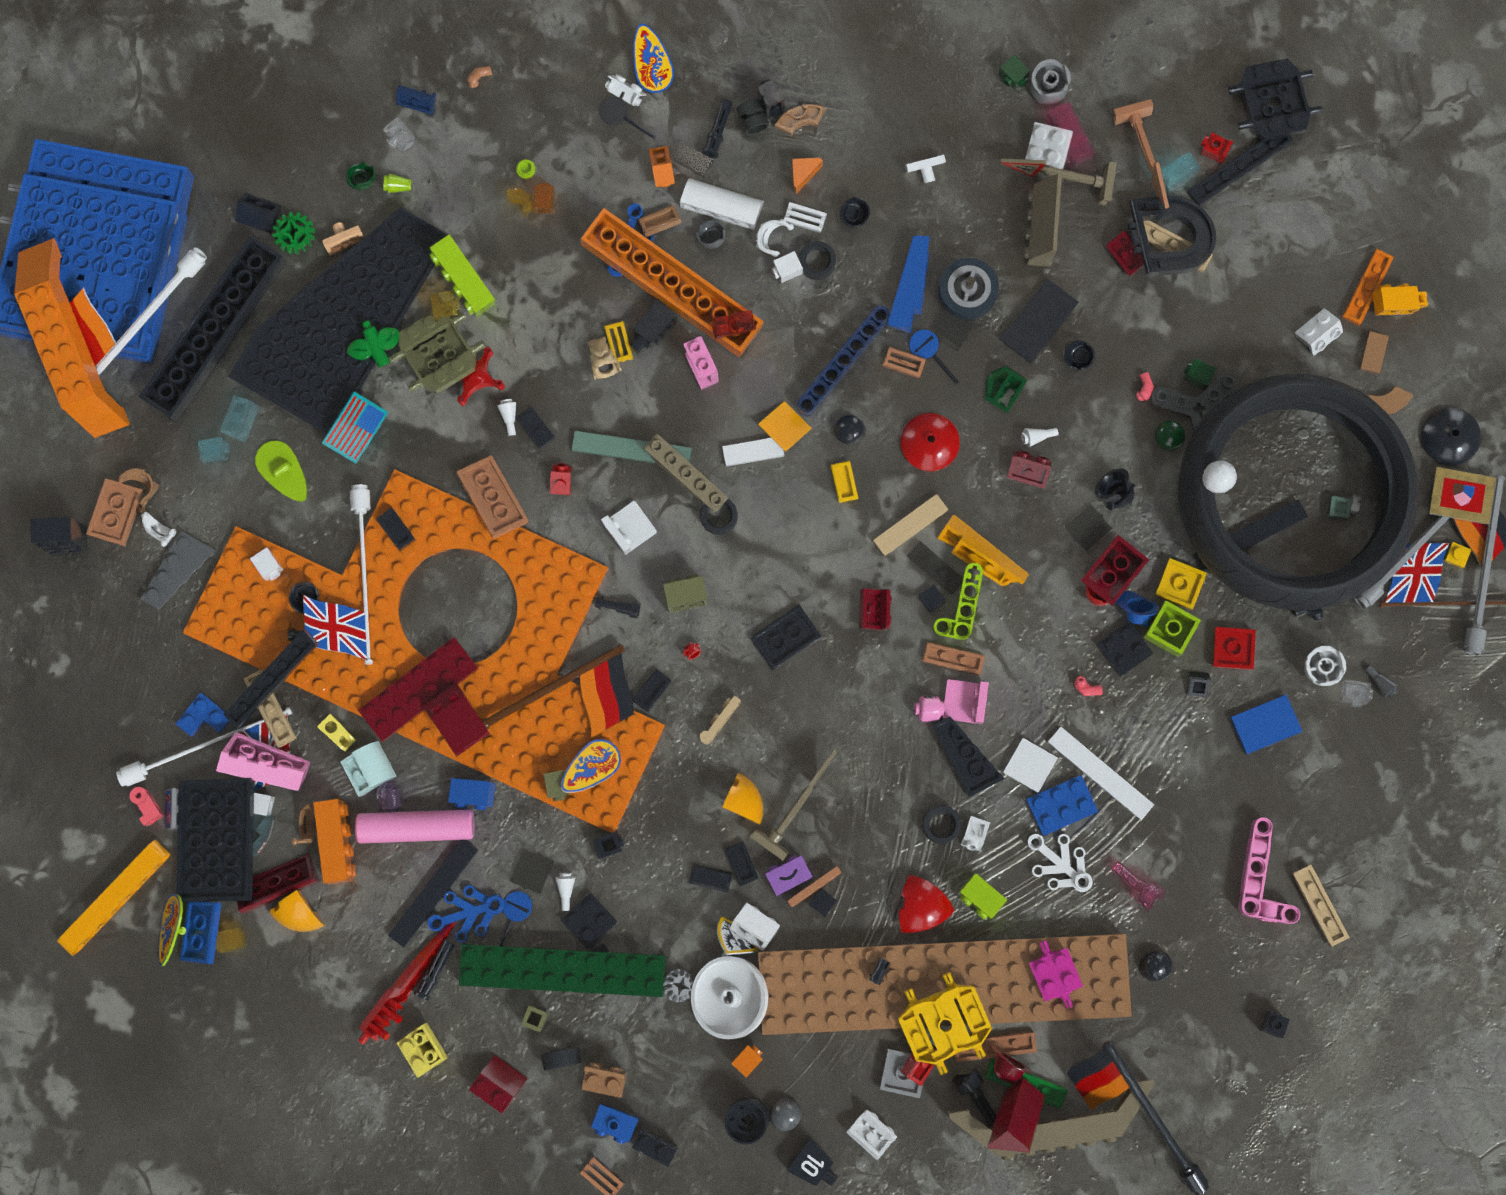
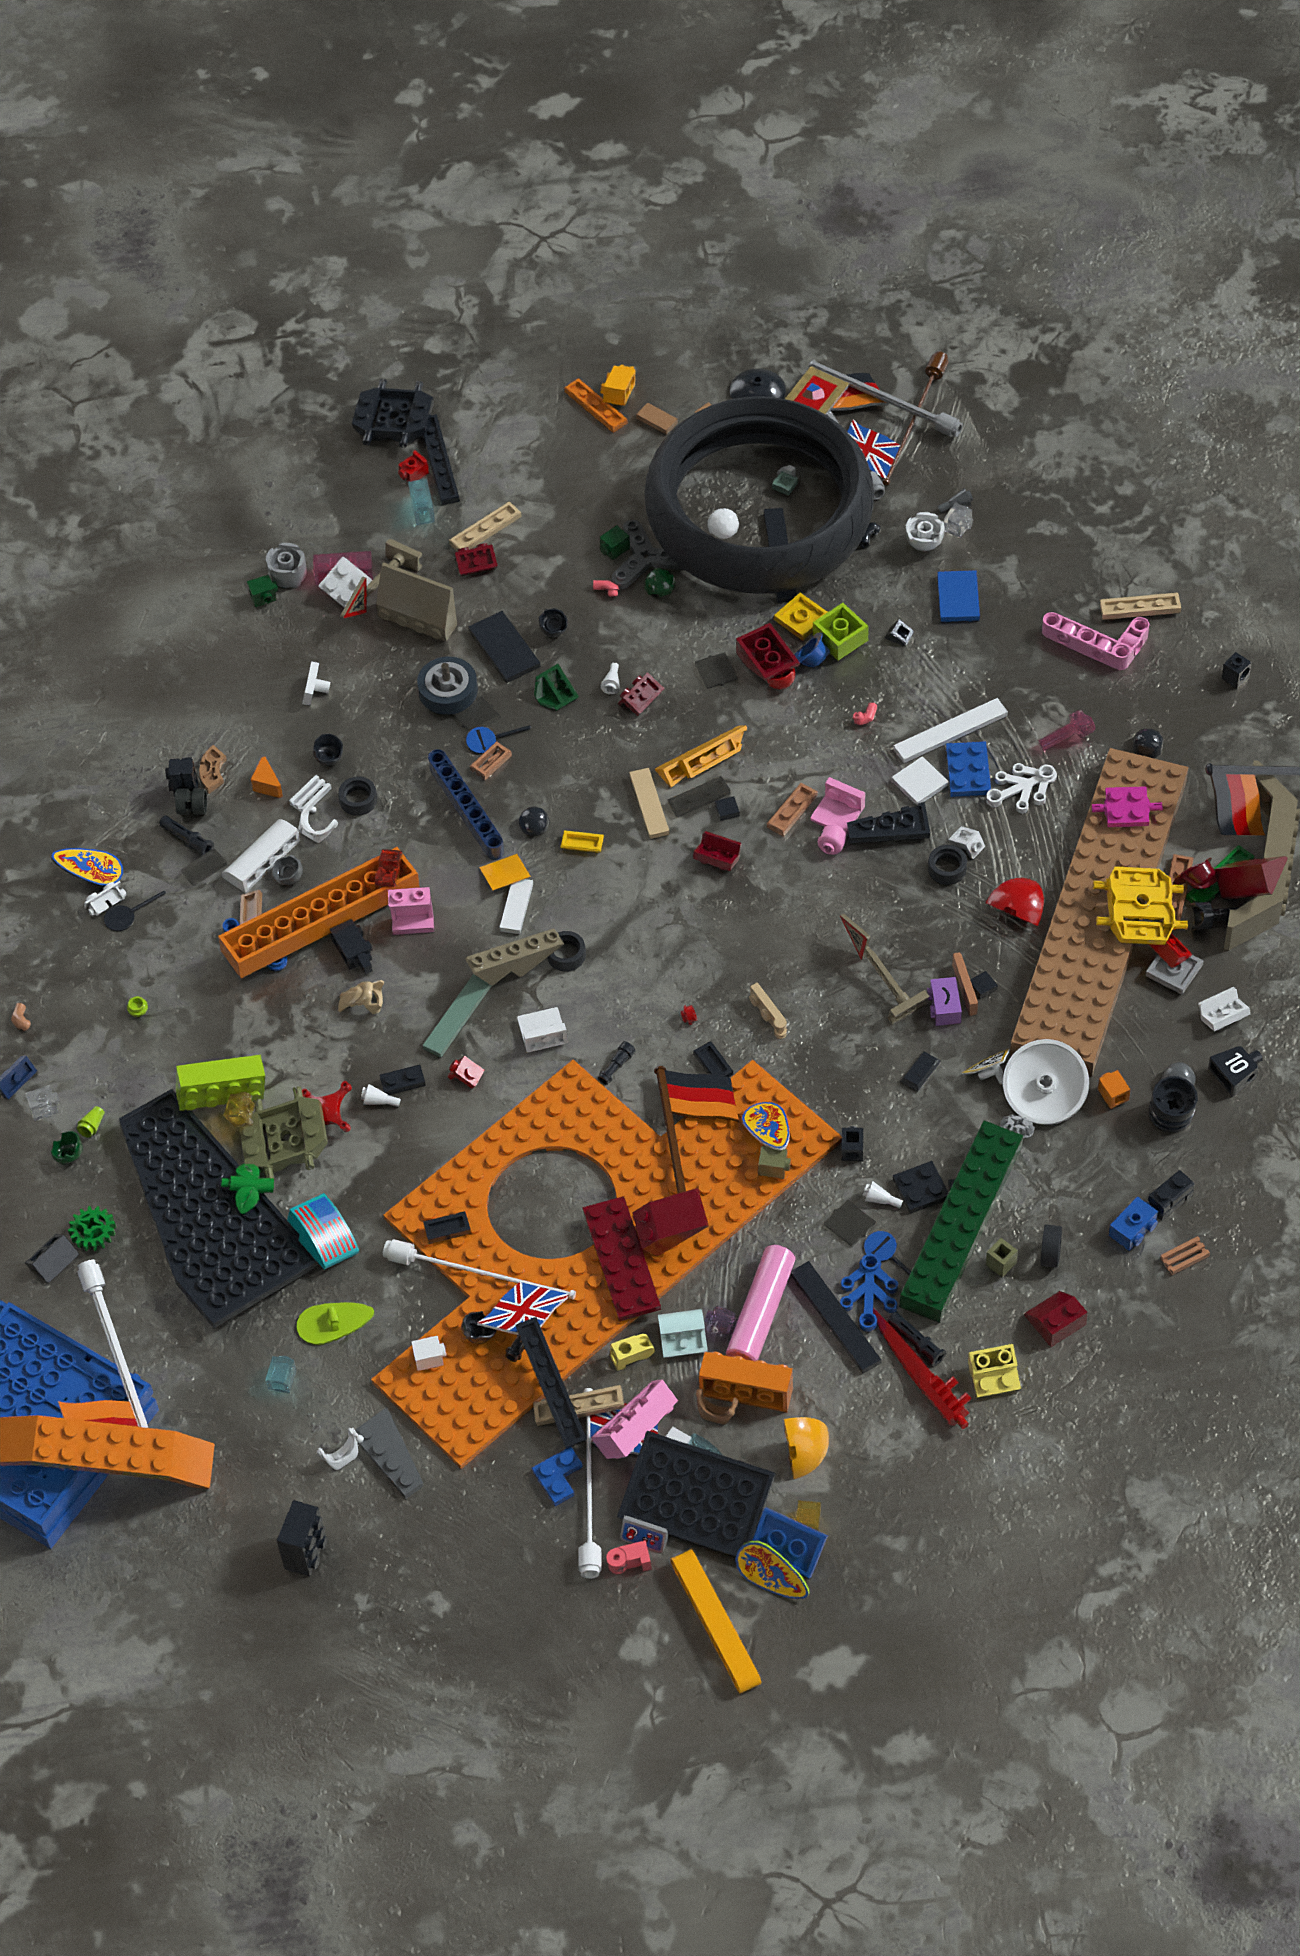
camera: 70 degrees left, 25 degrees down
(115, 512) = (297, 1482): nougat plate -> none
(143, 477) = (283, 1448): medium nougat helmet -> none
(212, 328) = (158, 1335): black brick -> none
(239, 418) = (259, 1337): clear light blue hinge -> none
(280, 883) = (766, 1448): dark red slope -> none
(342, 239) = (122, 1186): light nougat tile -> none
(471, 792) = (749, 1244): blue brick -> none
(492, 497) = (455, 1132): nougat plate -> none
(519, 196) = (166, 1016): clear yellow bracket -> none
(544, 198) = (177, 998): clear orange brick -> none
(604, 1080) = (1085, 1218): medium nougat bracket -> none
(622, 358) = (342, 986): yellow tile -> none
(661, 166) = (198, 890): orange slope -> none
(685, 593) = (631, 995): olive brick -> none
(741, 863) = (917, 1040): black tile -> none
(745, 799) = (855, 1013): light orange brick -> none
(755, 926) = (984, 1041): white brick -> none
(785, 637) = (711, 935): black tile -> none
(787, 267) = (352, 820): white brick -> none
(879, 971) = (1074, 946): black pin -> none
(911, 286) = (424, 726): blue wedge -> none
(925, 454) = (577, 772): red dish -> none
(963, 600) = (723, 762): lime beam -> none
(982, 897) = (1029, 848): lime brick -> none
(1115, 489) = (691, 631): black helmet -> none
(1125, 649) = (842, 677): black plate -> none
(1134, 114) = (422, 510): nougat piece -> none
(1176, 261) = (451, 515): black piece -> none
(1234, 648) = (878, 596): red plate -> none
(1319, 331) = (618, 448): white bracket -> none
(1457, 555) = (866, 417): yellow plate -> none

